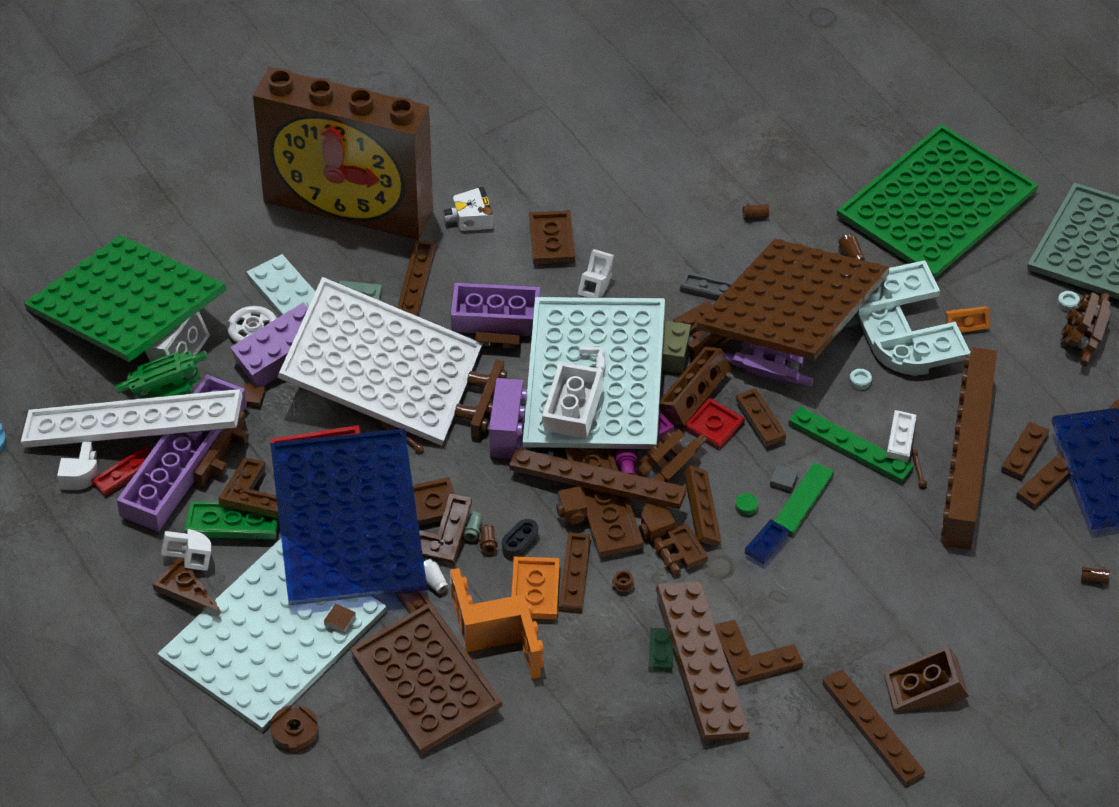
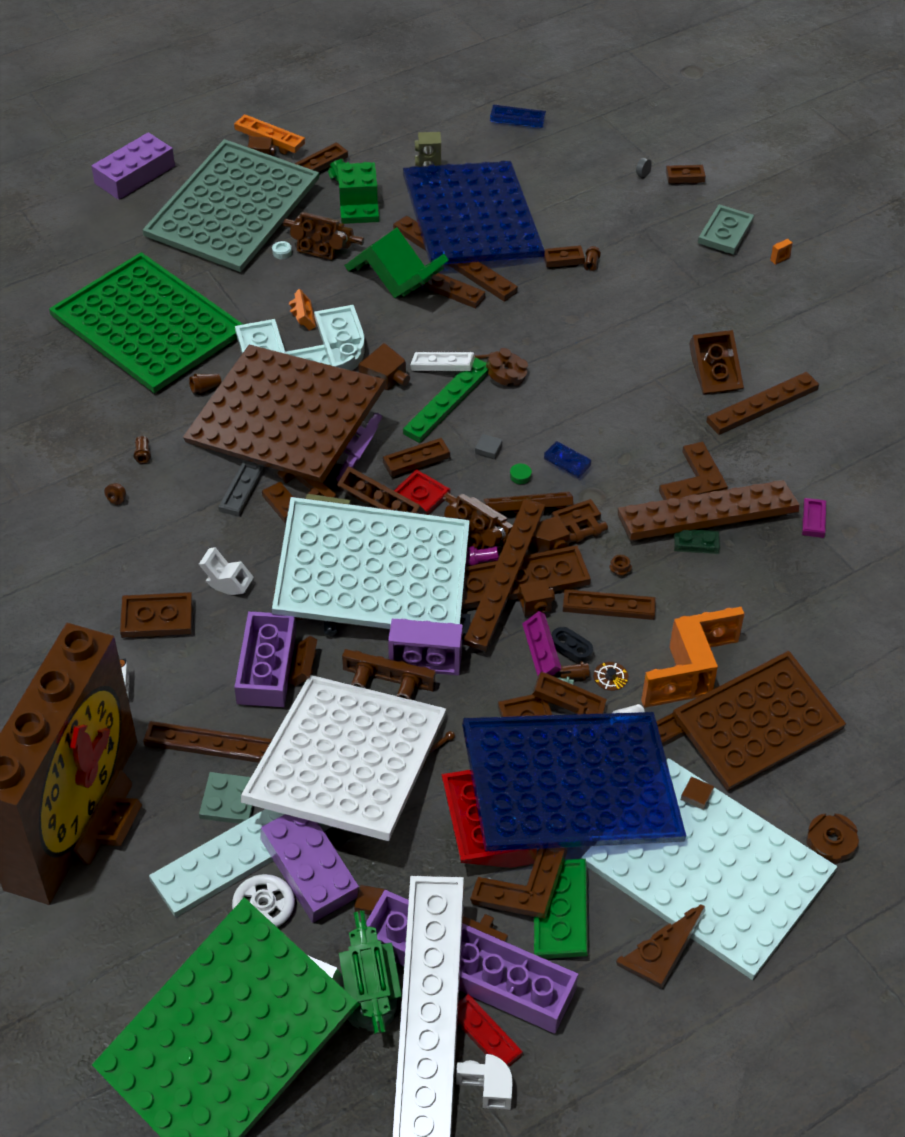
camera: 90 degrees left, 0 degrees up
(192, 547) = (610, 940): white brick -> none
(336, 223) = (109, 820): none -> reddish brown bracket
(488, 572) = (610, 676): none -> reddish brown piece
(518, 513) = (541, 644): none -> magenta plate
(539, 583) = (635, 633): orange plate -> none
(573, 400) = (423, 574): white brick -> none
(600, 360) = (369, 555): white piece -> none
(695, 196) = (115, 493): none -> reddish brown plate
(700, 758) = (814, 517): none -> magenta tile
(804, 497) = (512, 433): green tile -> none
(886, 388) = (386, 365): none -> reddish brown torso
(898, 478) = (504, 358): none -> reddish brown plate
(969, 445) = (463, 312): reddish brown brick -> none
(1037, 385) = (397, 264): none -> green bracket
(1094, 547) = (564, 256): none -> reddish brown plate

